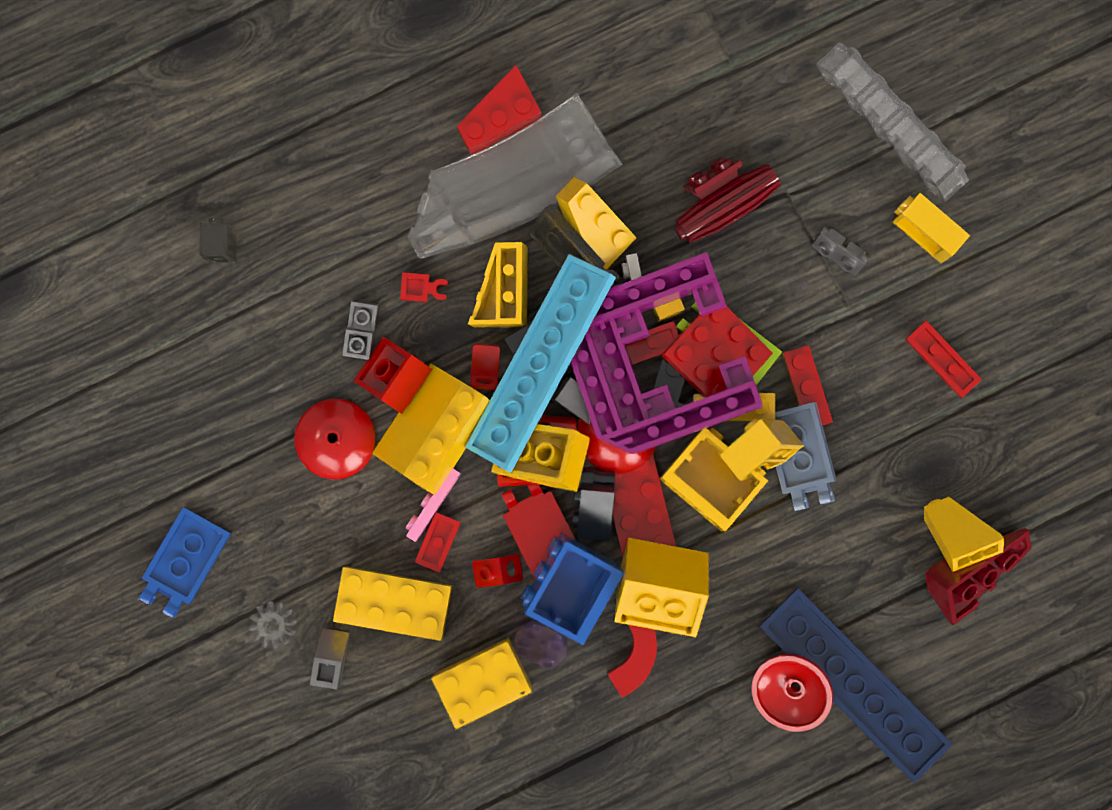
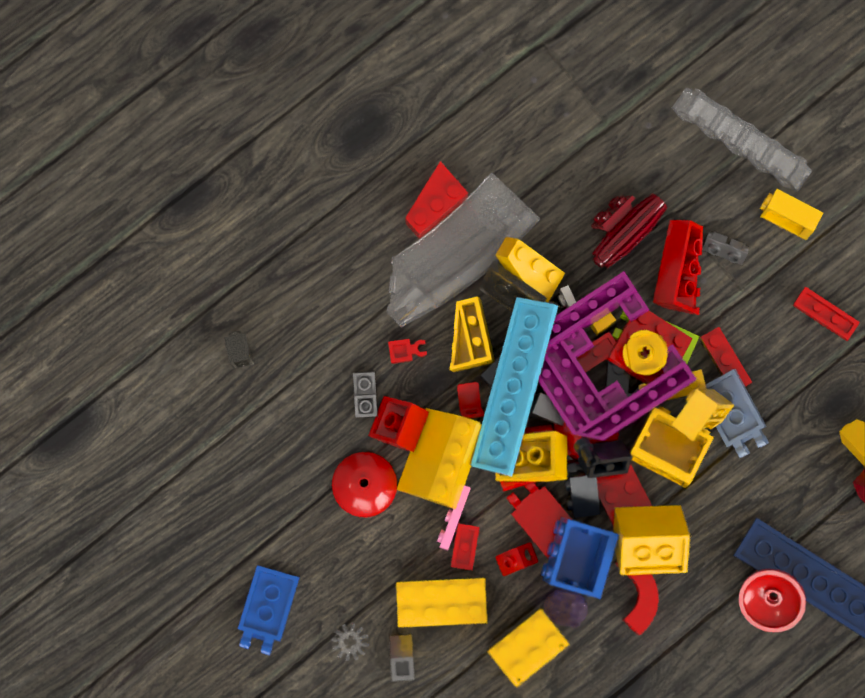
camera: 10 degrees left, 5 degrees down
(627, 474) = (603, 457): none -> black hinge
(698, 348) = (656, 359): none -> yellow plate
(779, 262) = (680, 267): none -> red wedge

